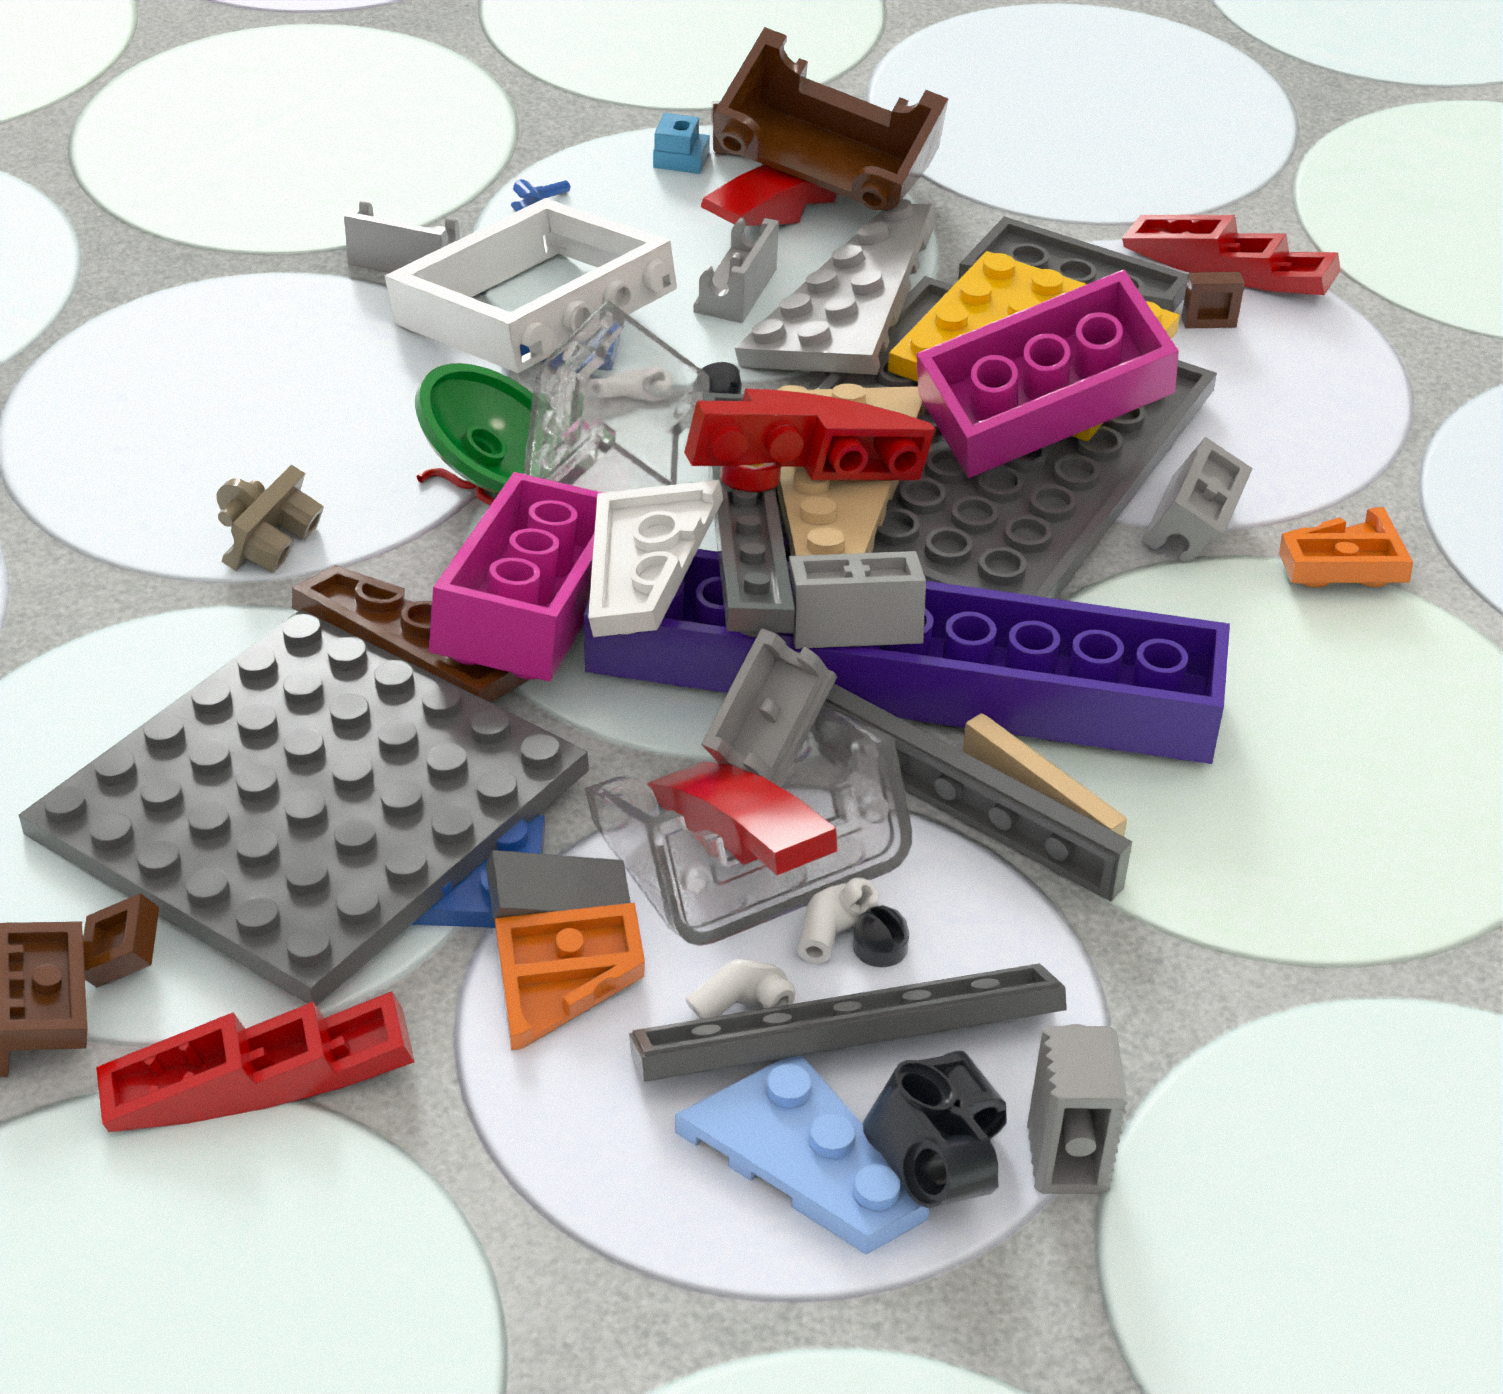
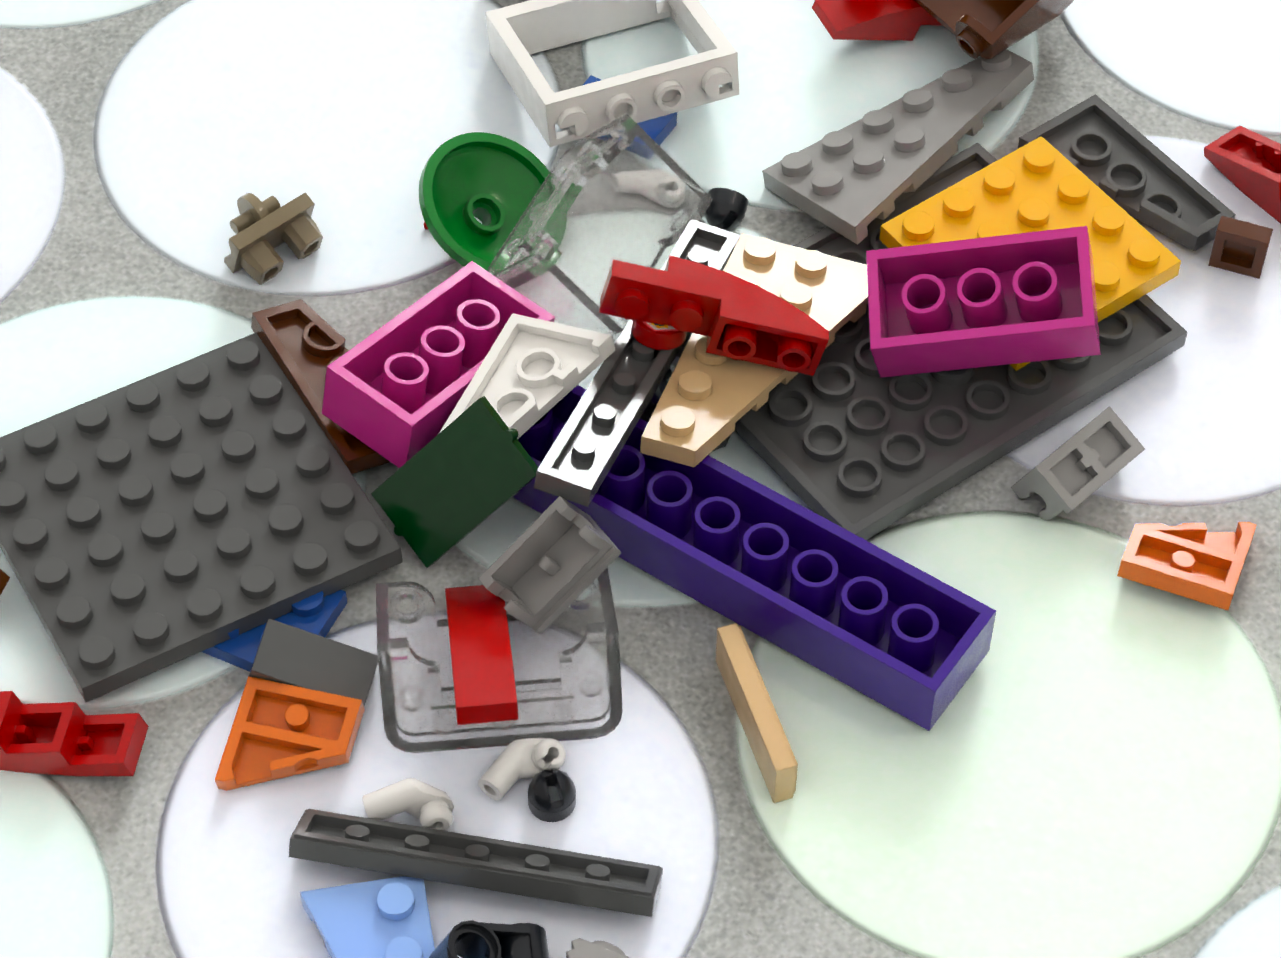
camera: 25 degrees right, 10 degrees up
(624, 663) = (456, 482): none -> dark green piece
(741, 274) = (815, 90): light grey hinge -> none
(857, 599) = (668, 486): light grey hinge -> none
(998, 802) = (696, 689): dark grey tile -> none

